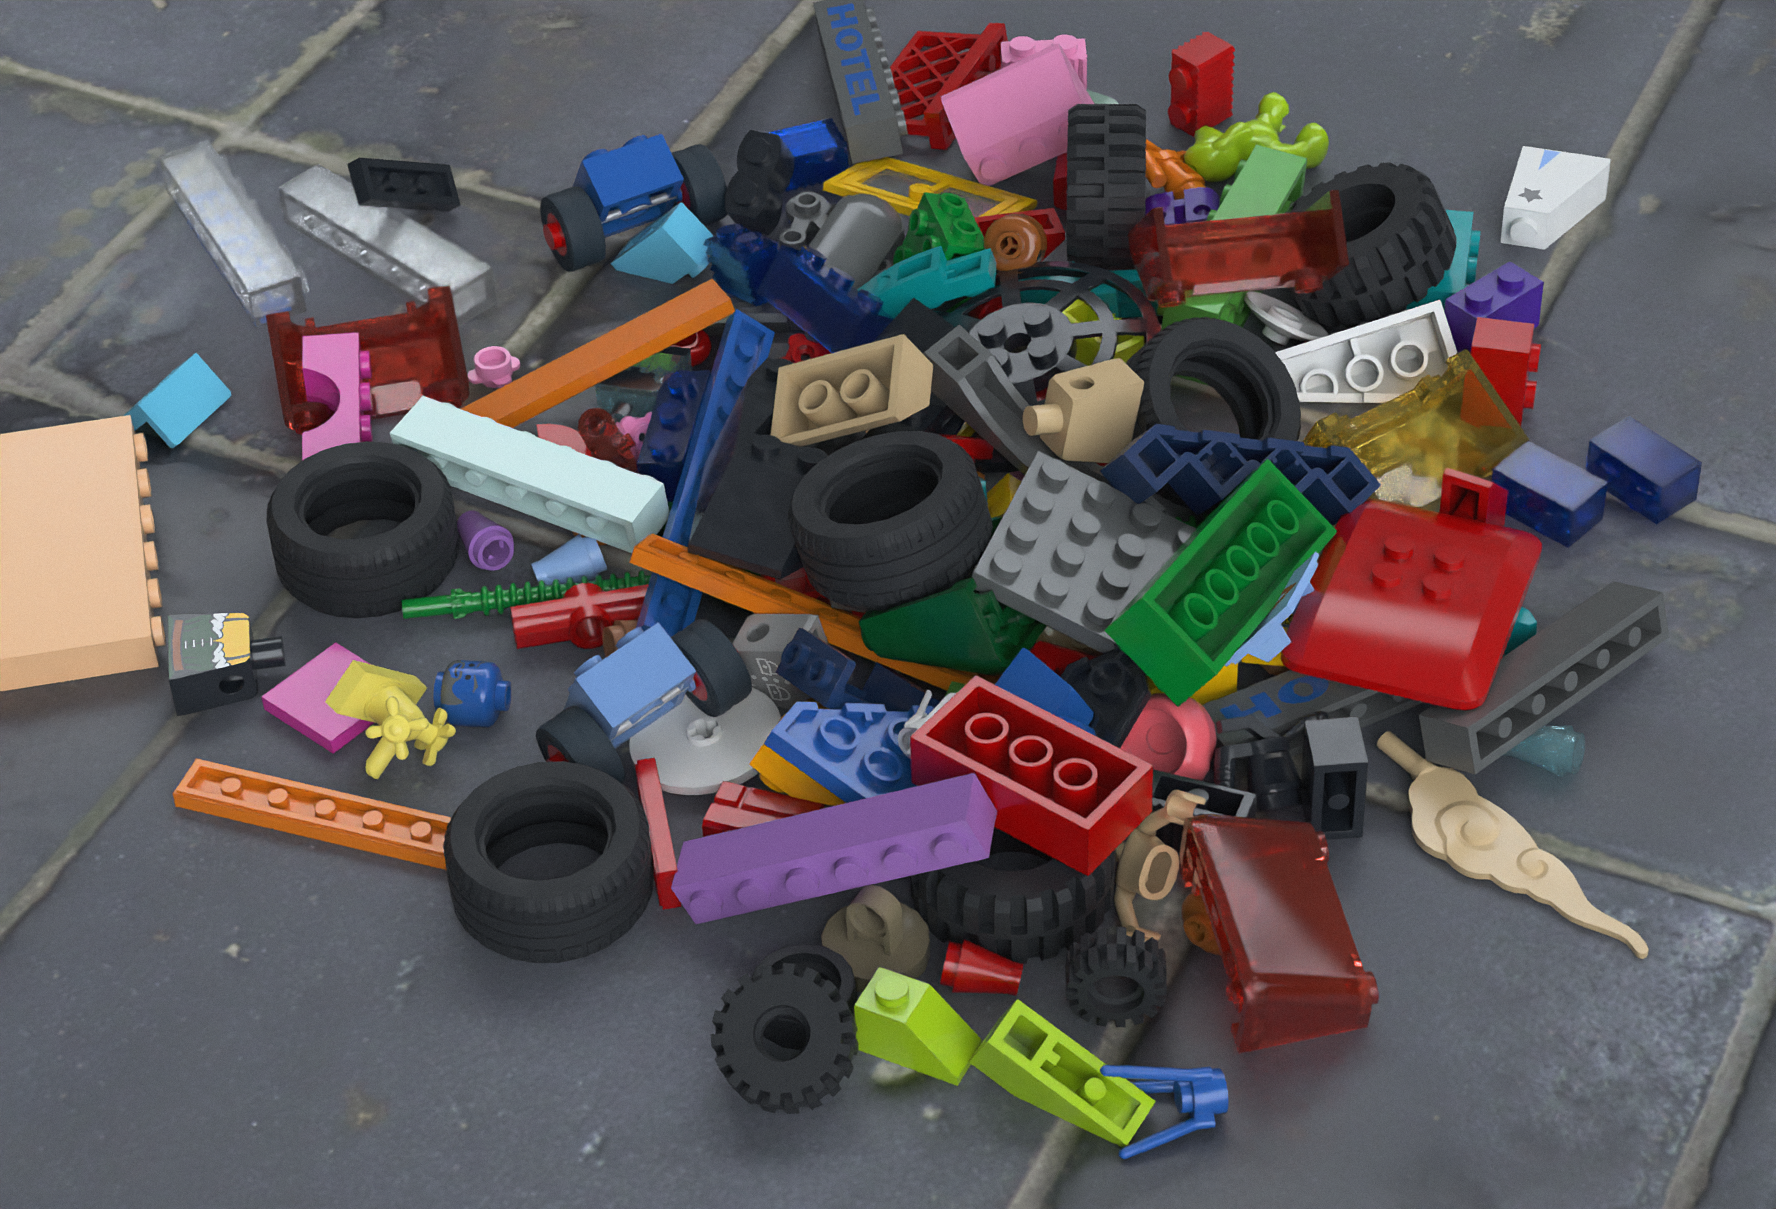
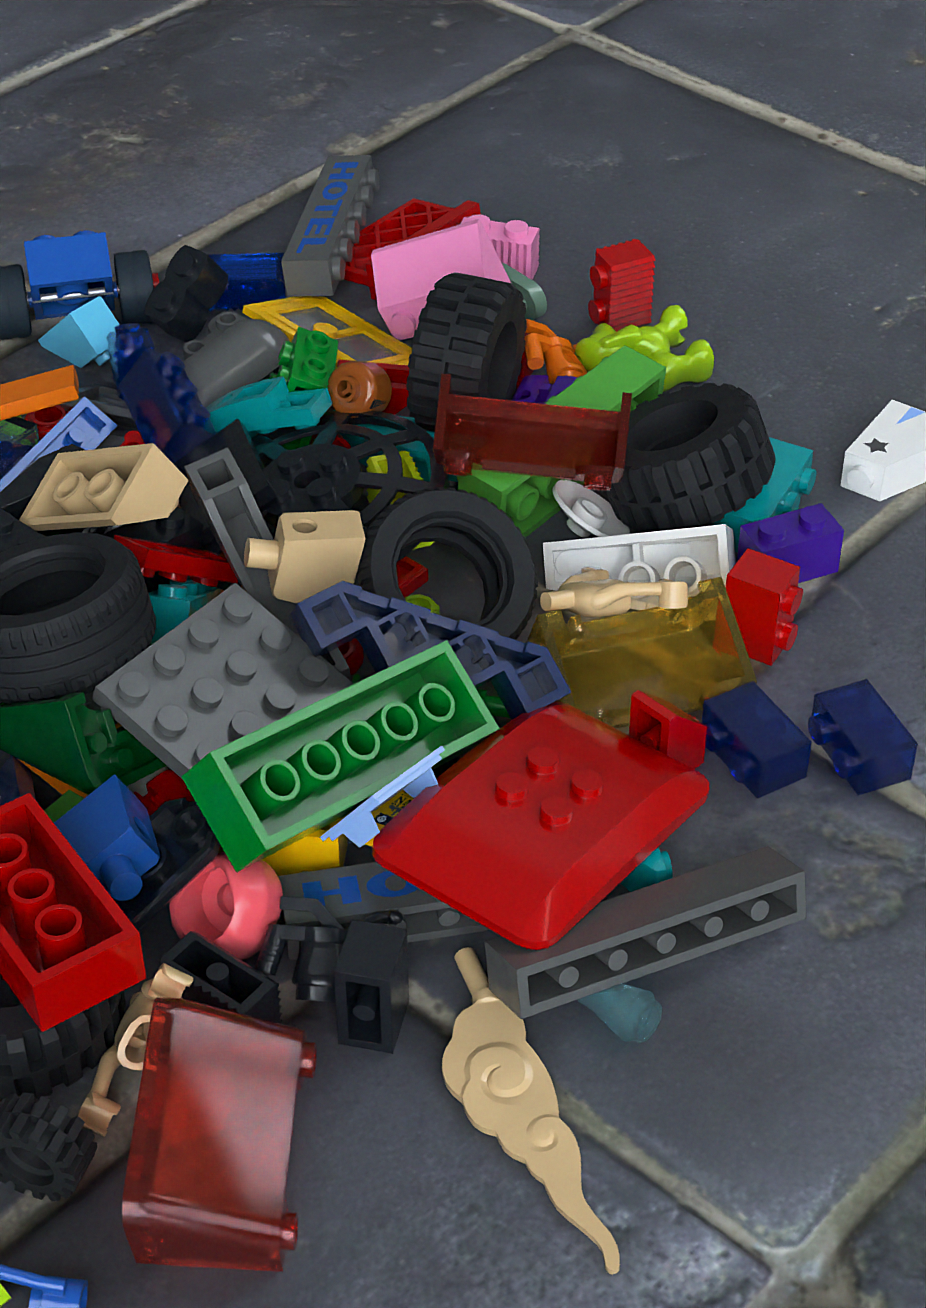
camera: 15 degrees right, 0 degrees up
(1366, 390) = (598, 596): none -> tan piece

